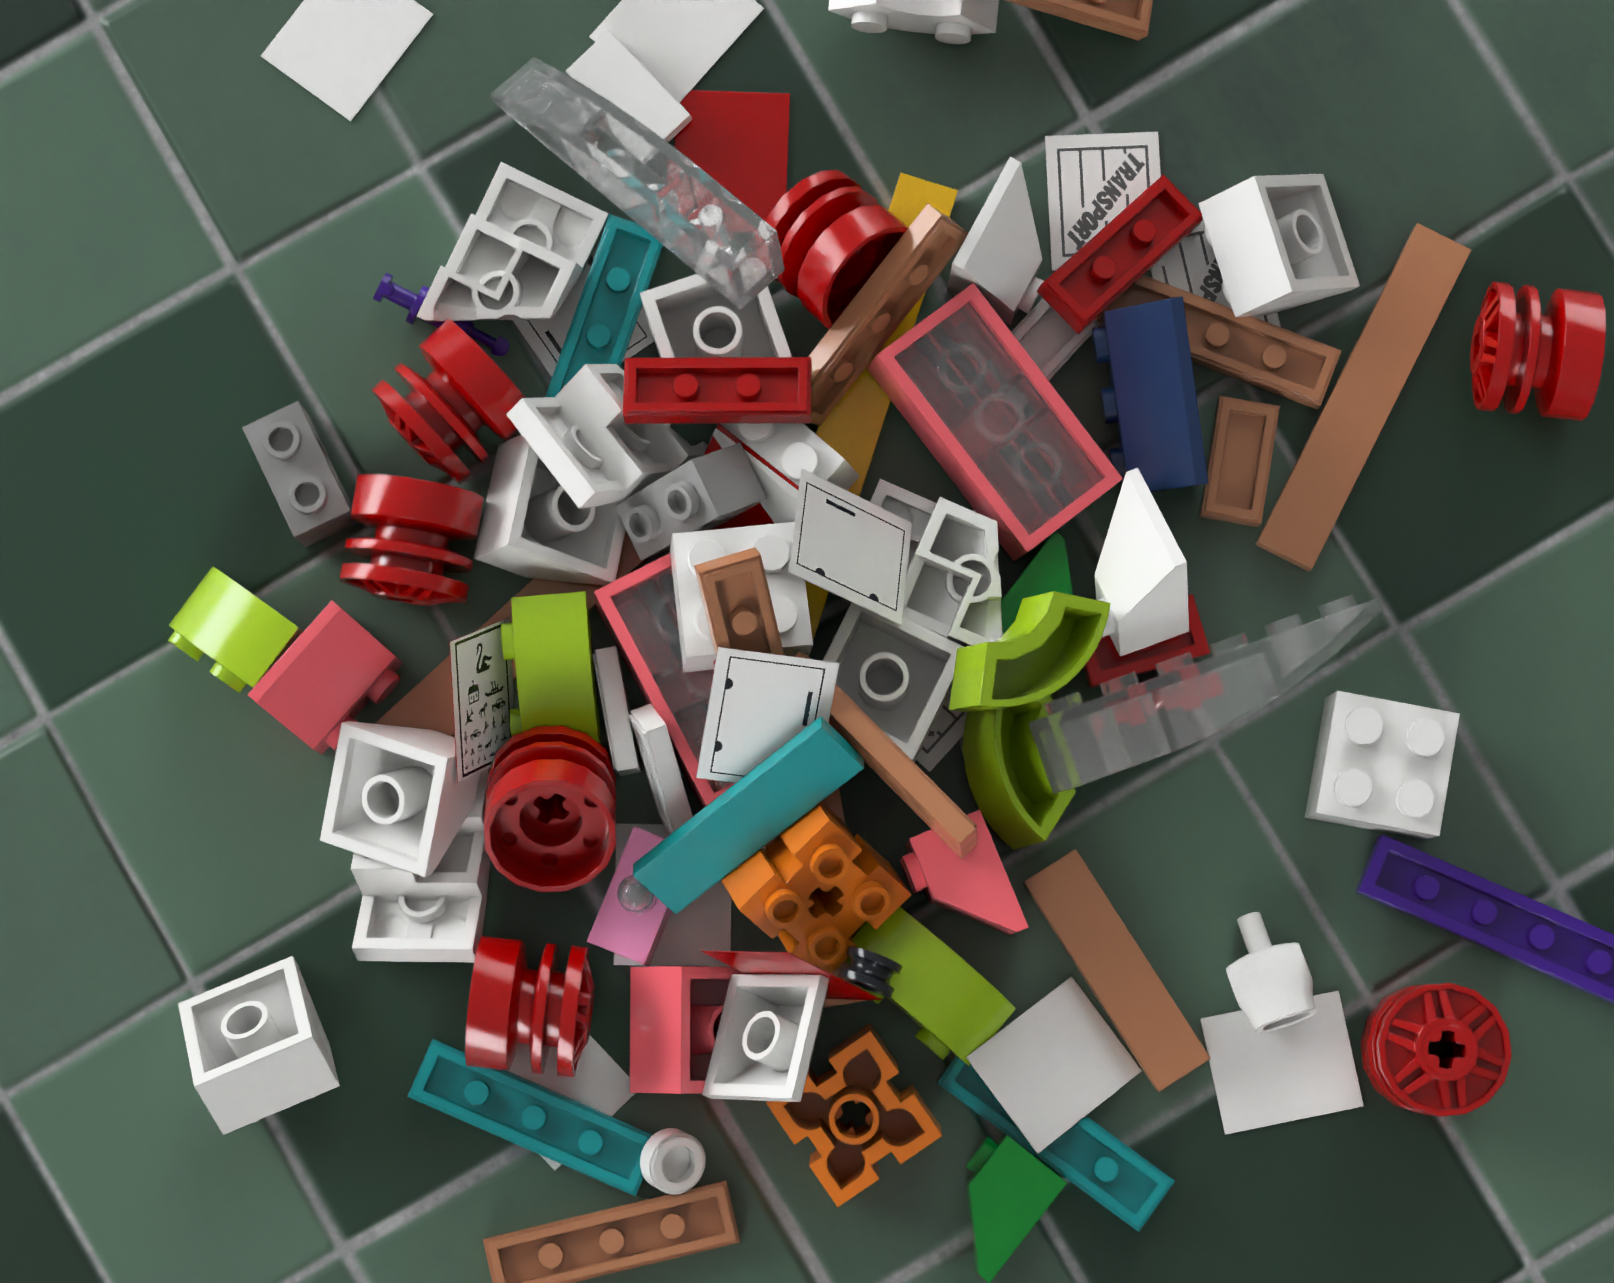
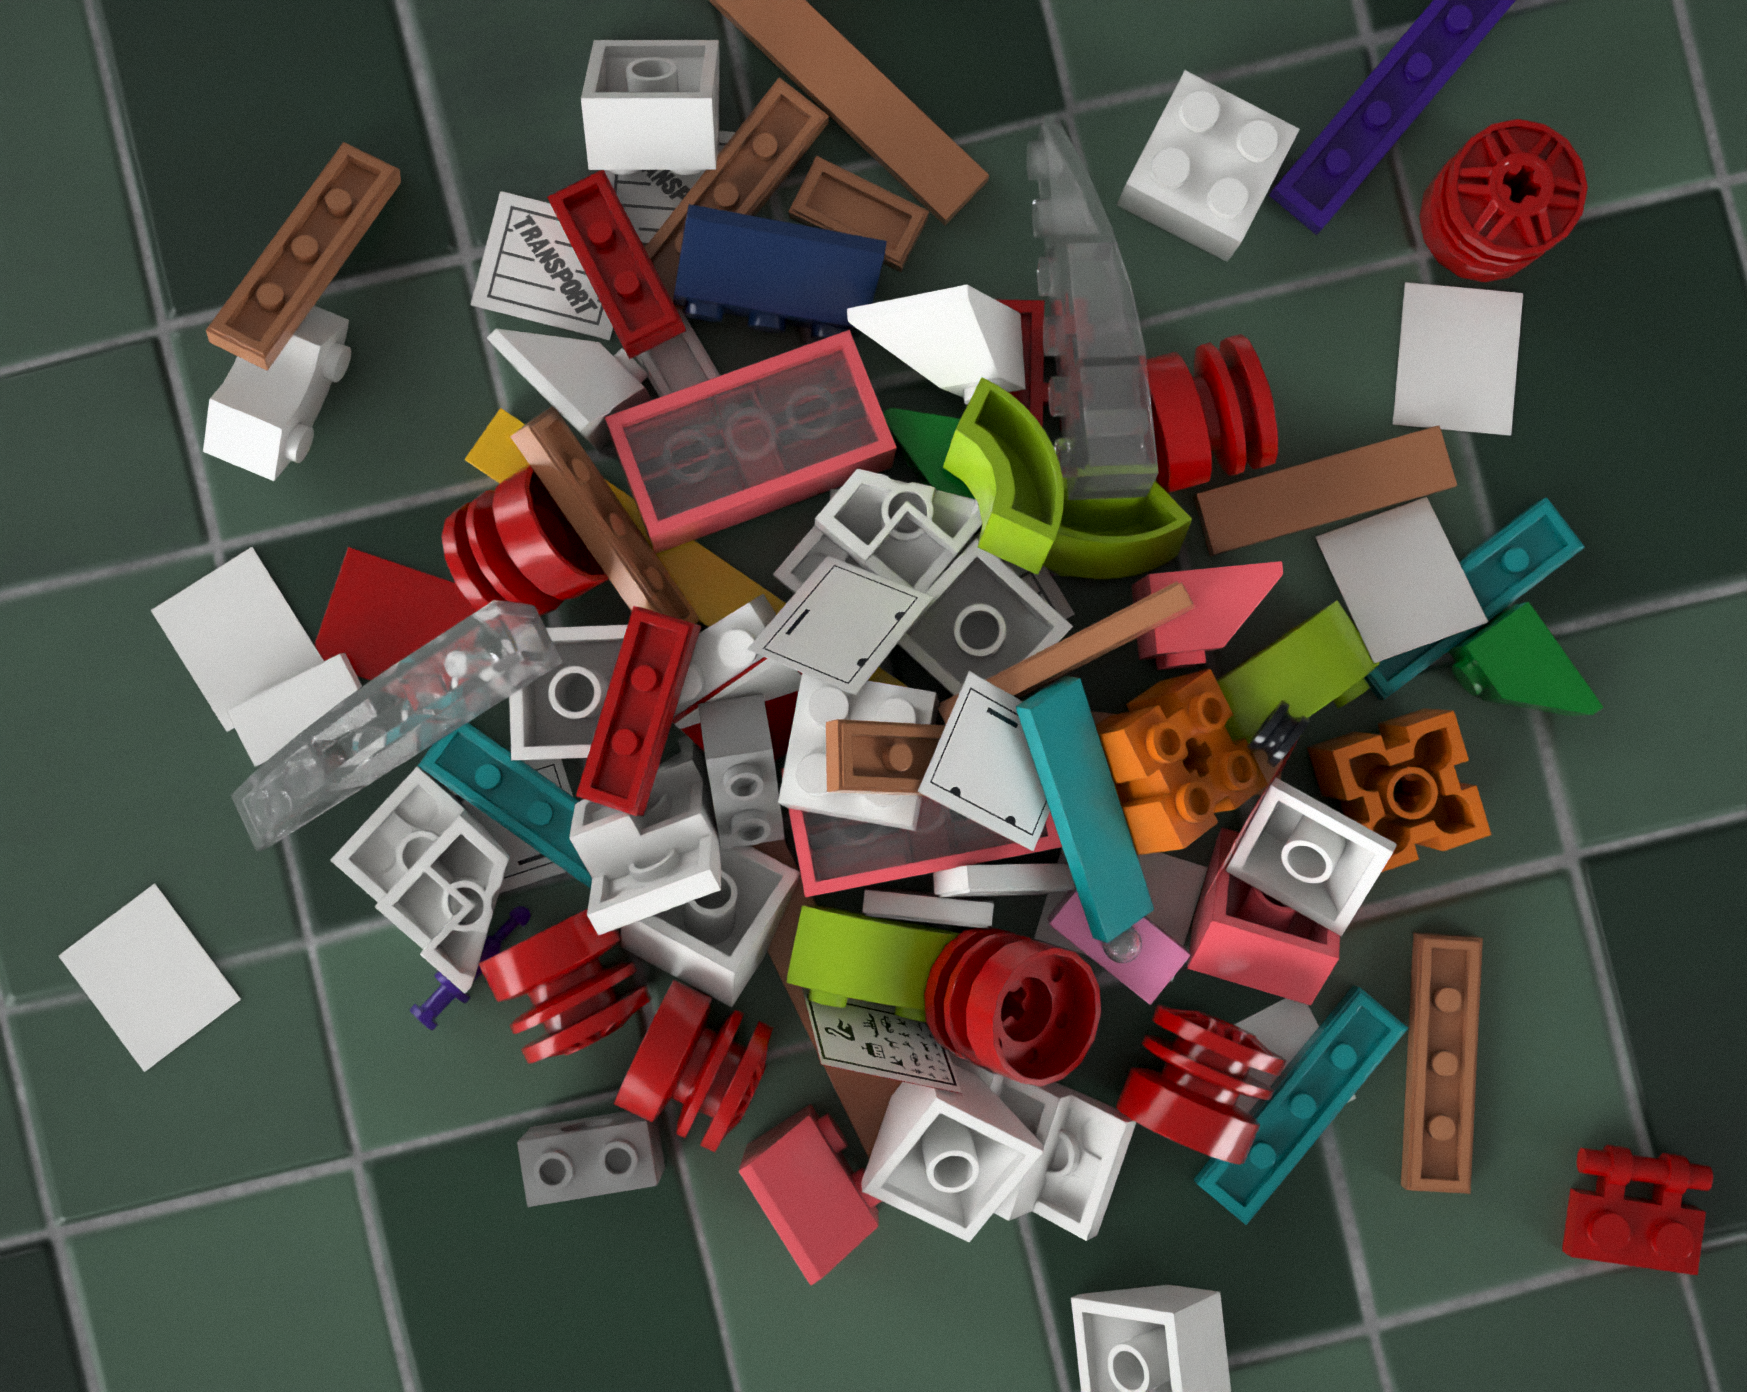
camera: 75 degrees left, 5 degrees up
(233, 630) = (733, 1272): lime brick -> none
(672, 1161) = (1385, 981): white tile -> none
(1148, 827) = (1217, 410): none -> red wheel
(1270, 981) = (1383, 342): white piece -> none

